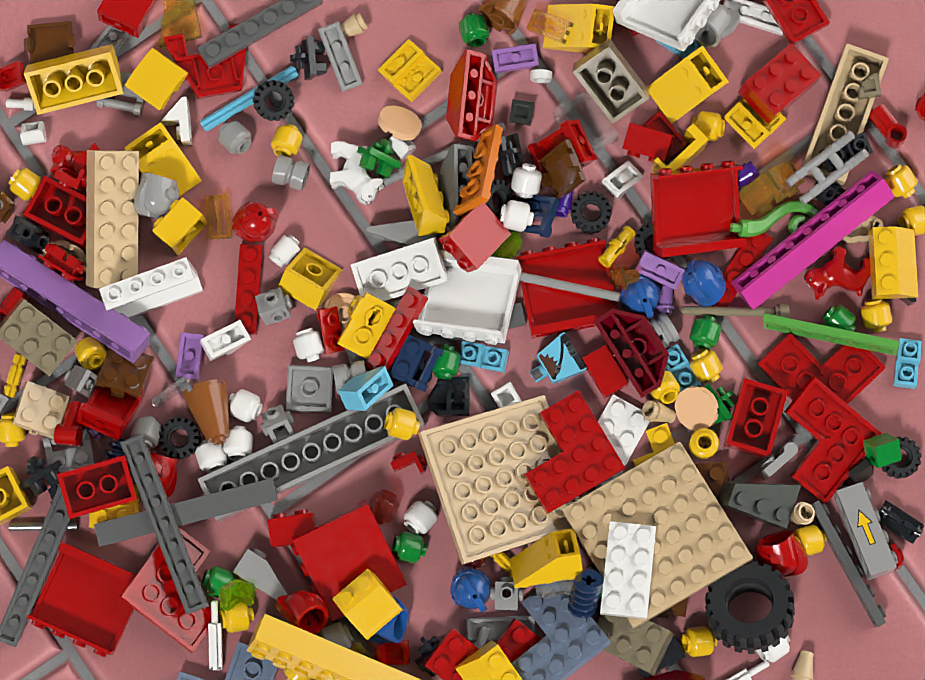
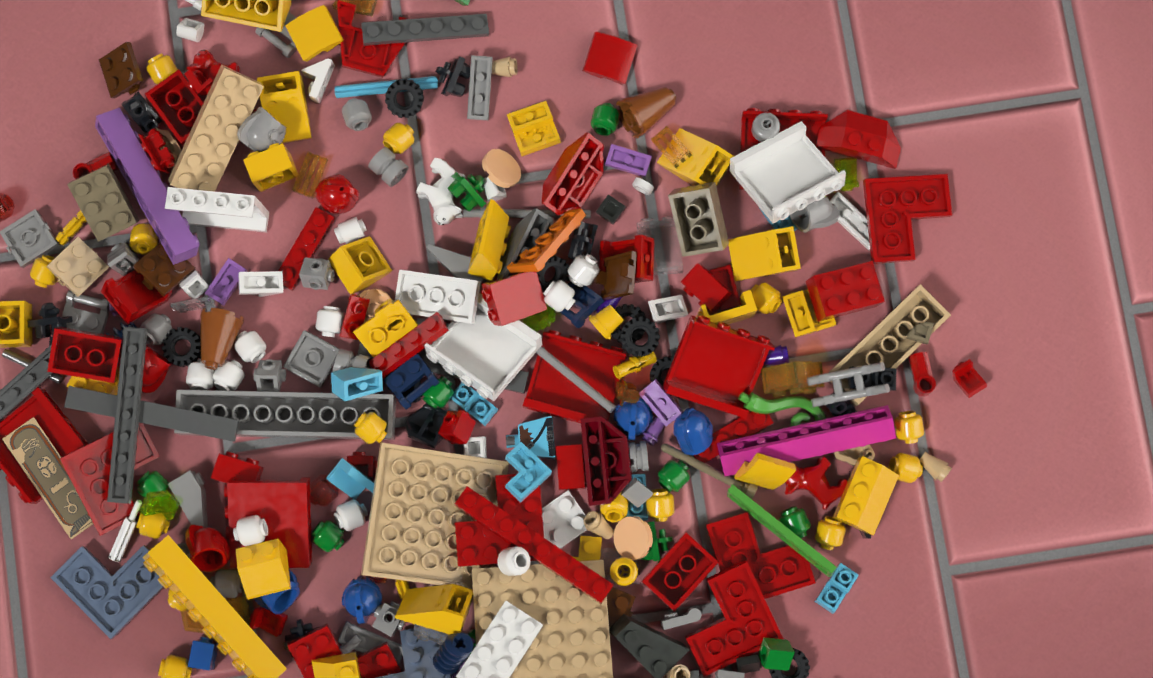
camera: 25 degrees right, 0 degrees up
(69, 430) = (91, 296): red piece -> none
(114, 621) = (46, 472): none -> sticker
(161, 374) = (194, 285): none -> white brick
(337, 574) = (250, 530): none -> white head
(405, 483) = (349, 479): none -> medium azure panel
(480, 385) = (457, 427): none -> red brick
(572, 218) = (606, 321): none -> yellow piece
(573, 392) = (531, 472): none -> medium azure plate
(599, 481) = (513, 561): none -> white head
(609, 458) = (536, 545): none -> red plate
(610, 204) = (630, 346): none -> black tyre
(680, 364) = (637, 493): none -> light grey slope
(789, 286) = (765, 471): none -> yellow slope

